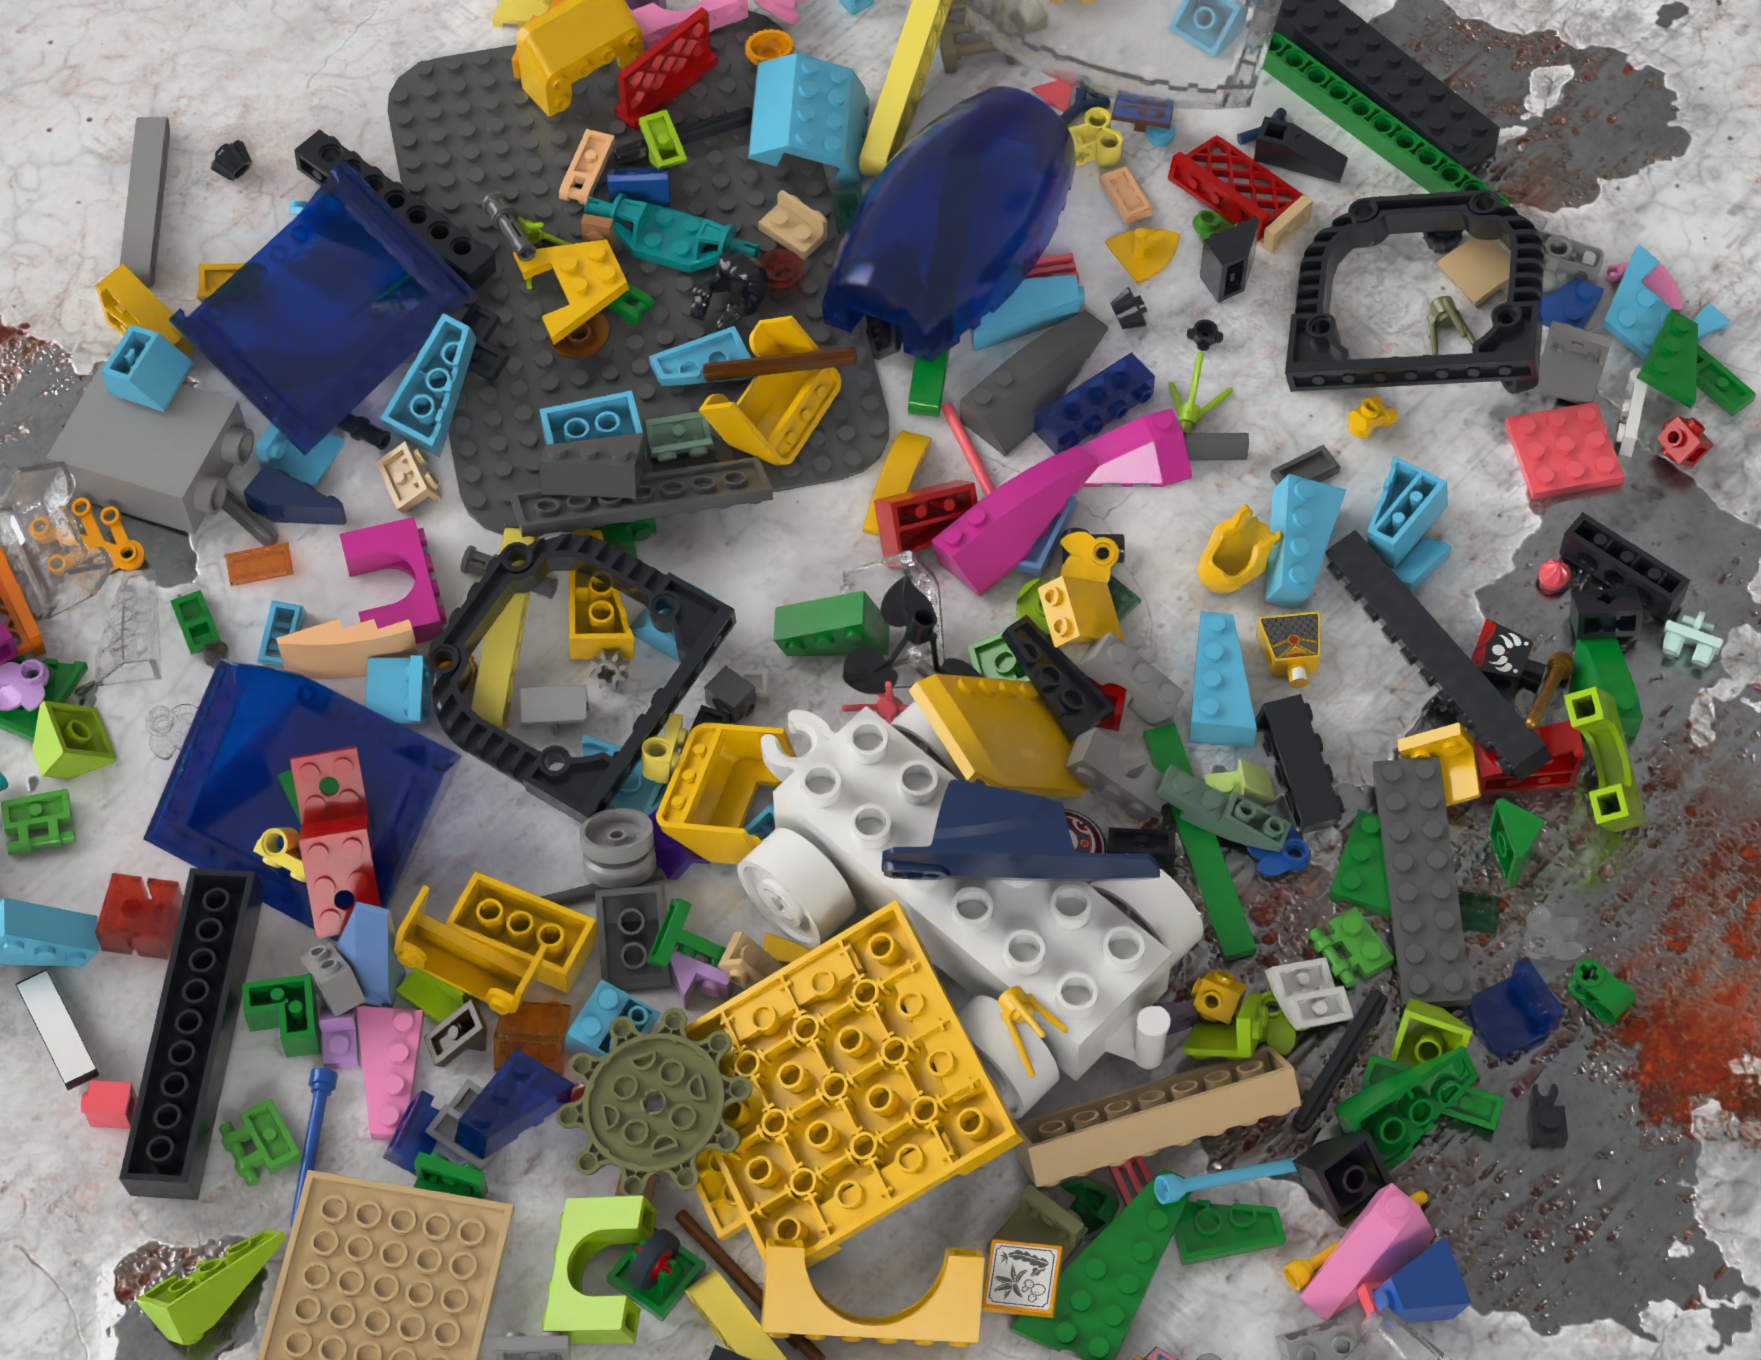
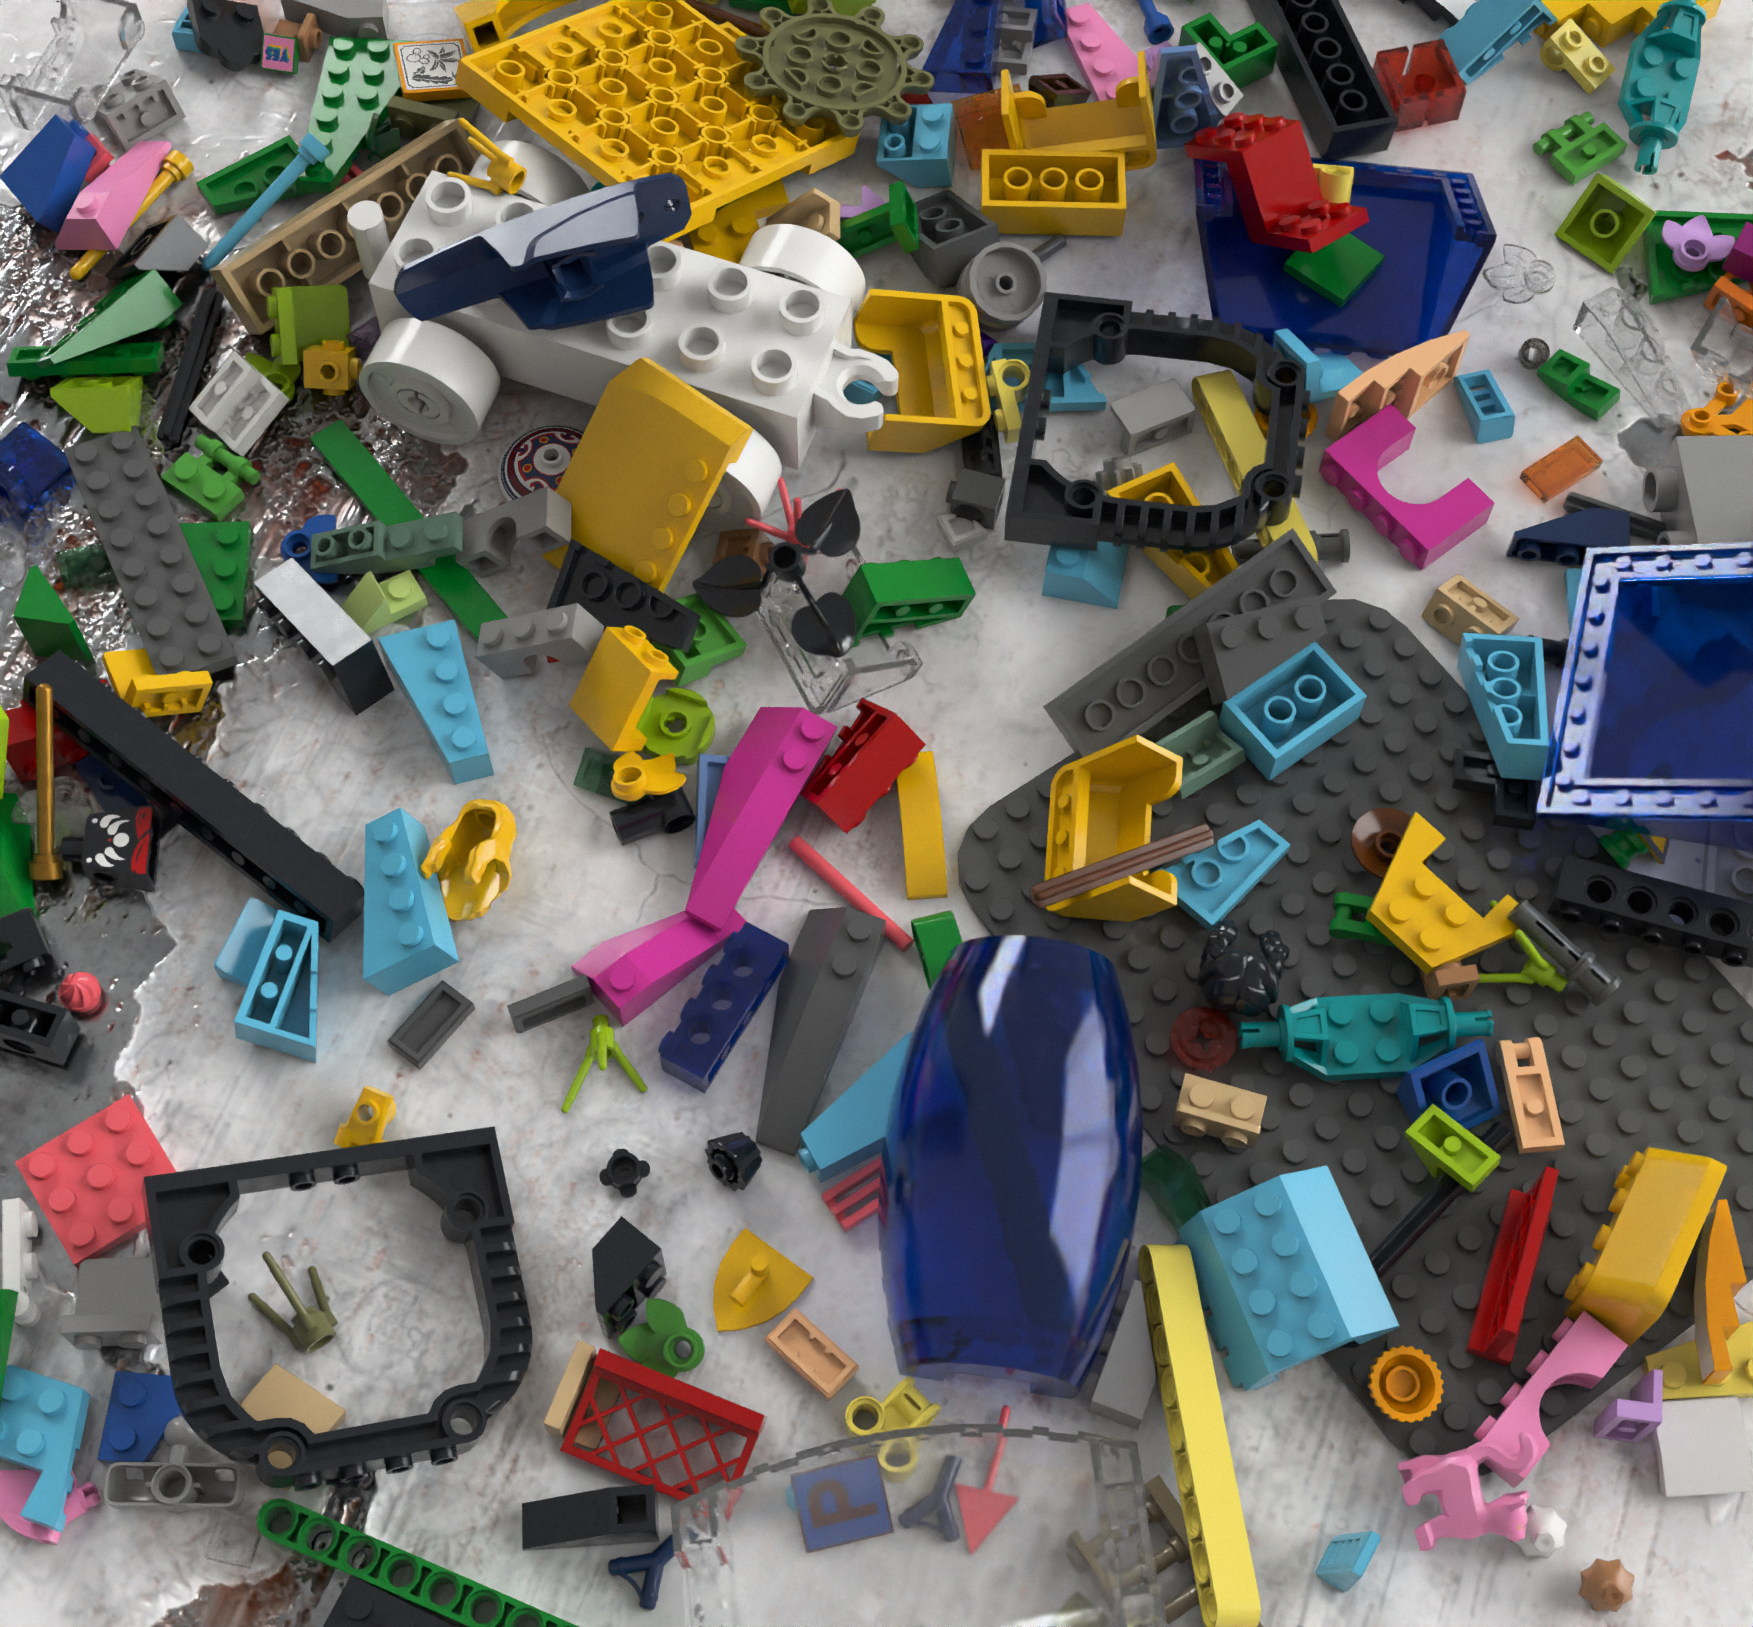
camera: 155 degrees right, 5 degrees up
(1157, 843) = (467, 490): black bracket -> none
(1291, 645) = (375, 776): torso -> none

